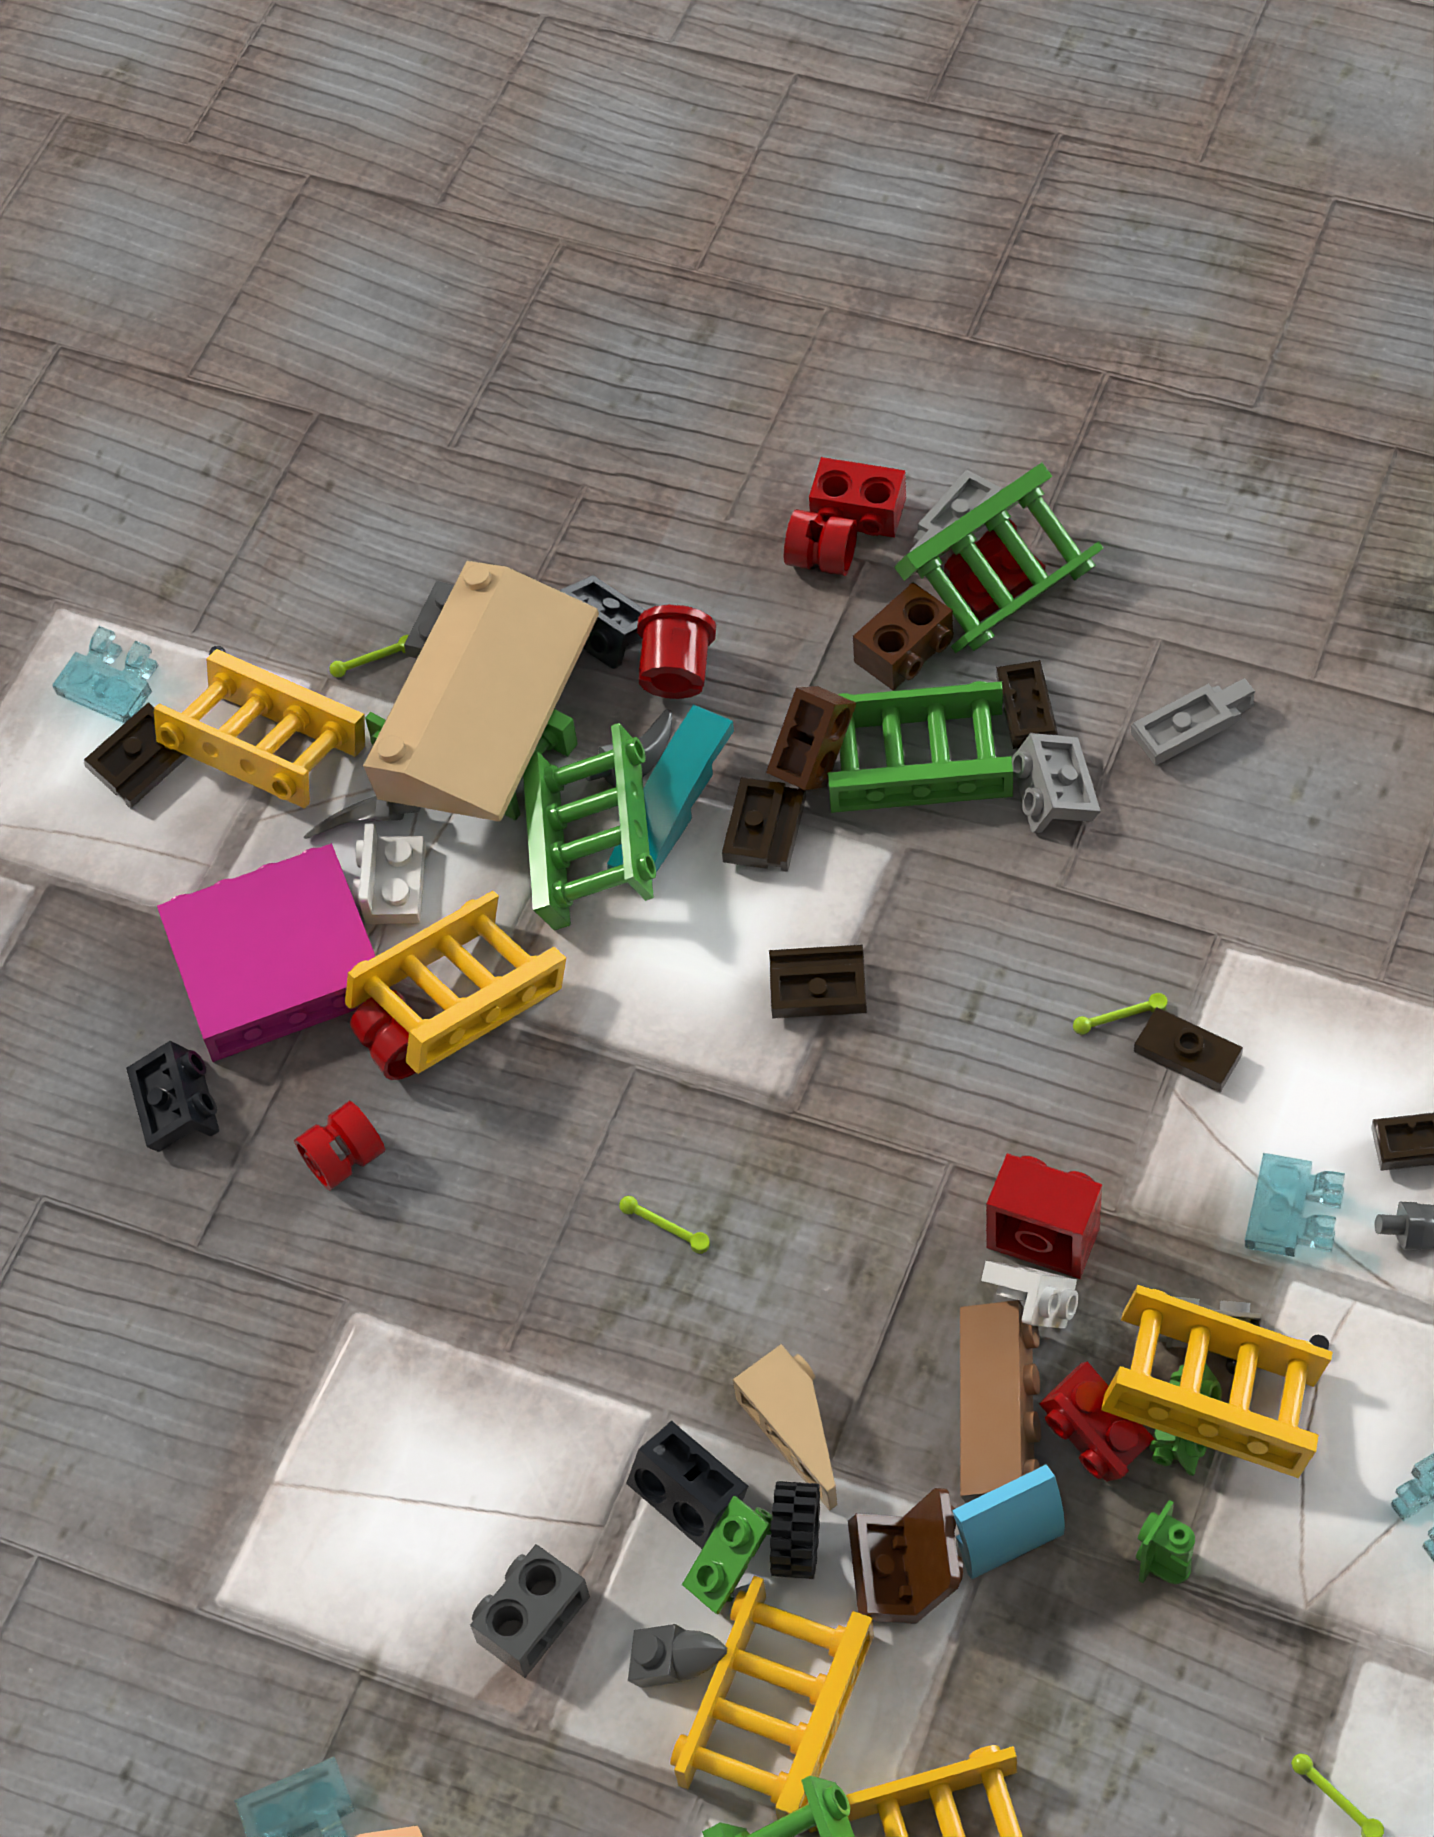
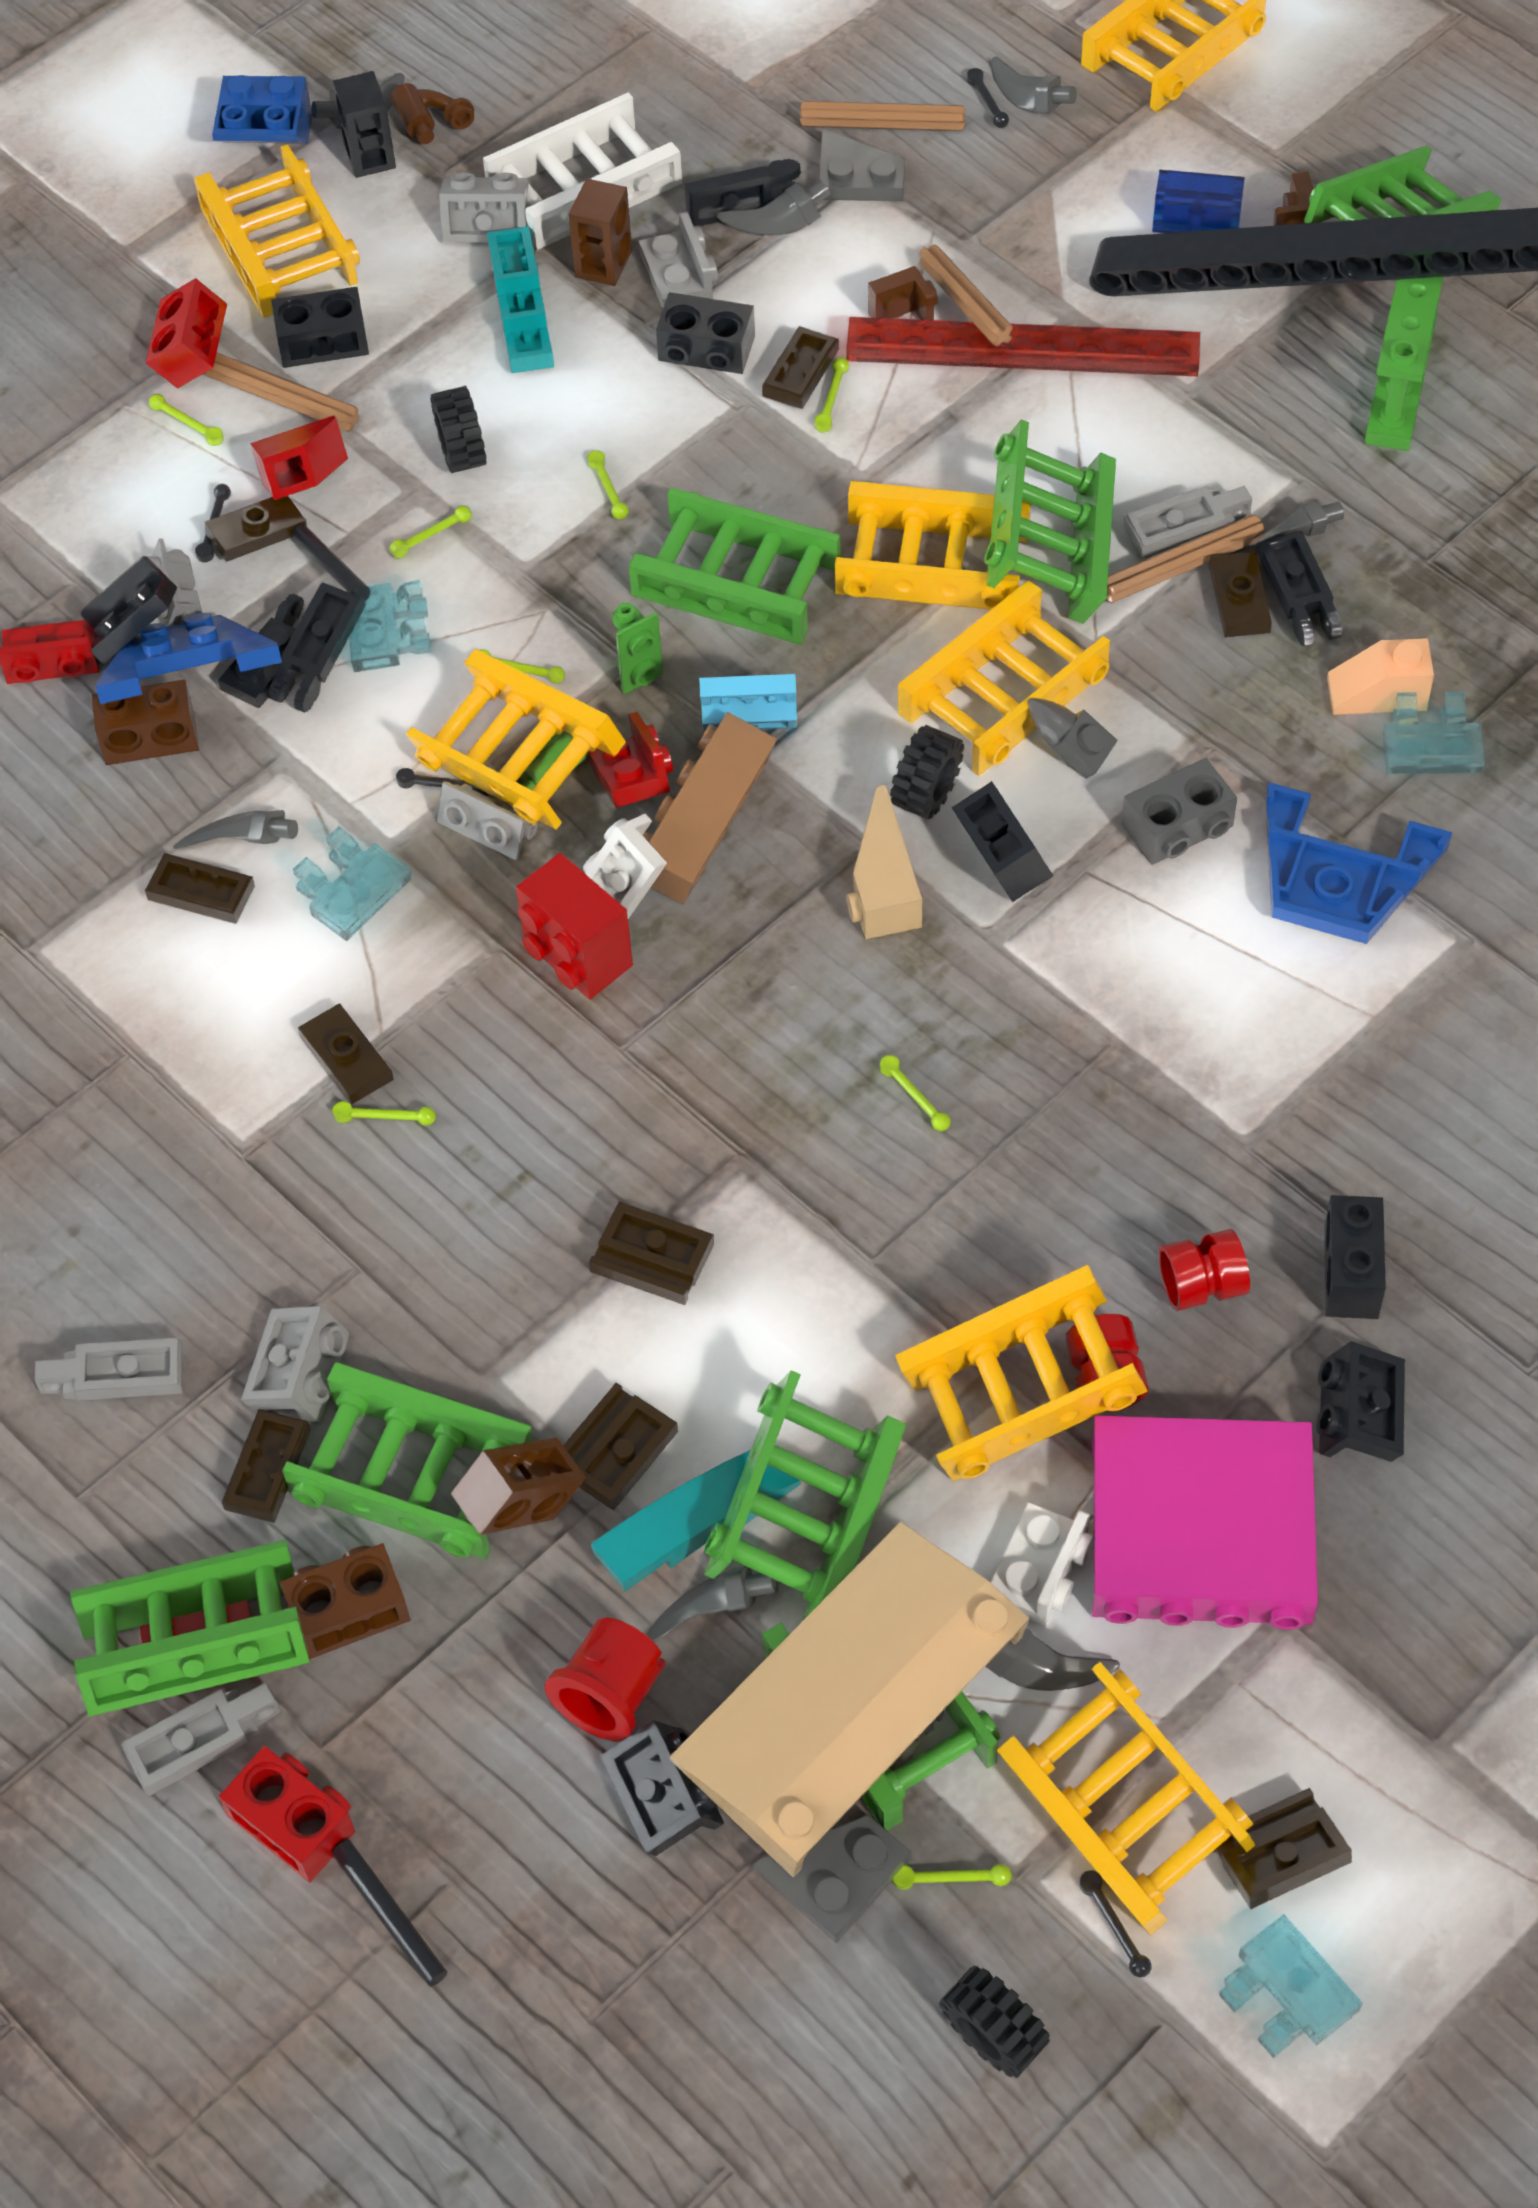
camera: 160 degrees left, 0 degrees up
(213, 1211) = (1354, 1257): none -> black brick
(299, 558) = (994, 2021): none -> black tyre
(347, 1595) = (1338, 885): none -> blue wing
(727, 1554) = (976, 767): bright green hinge -> none
(752, 482) = (389, 1913): none -> black bar
(820, 542) = (359, 1756): red wheel -> none
(907, 1561) = (844, 730): reddish brown bracket -> none
(1152, 1679) = (724, 599): none -> bright green fence
(1330, 1515) = (554, 674): none -> lime hinge

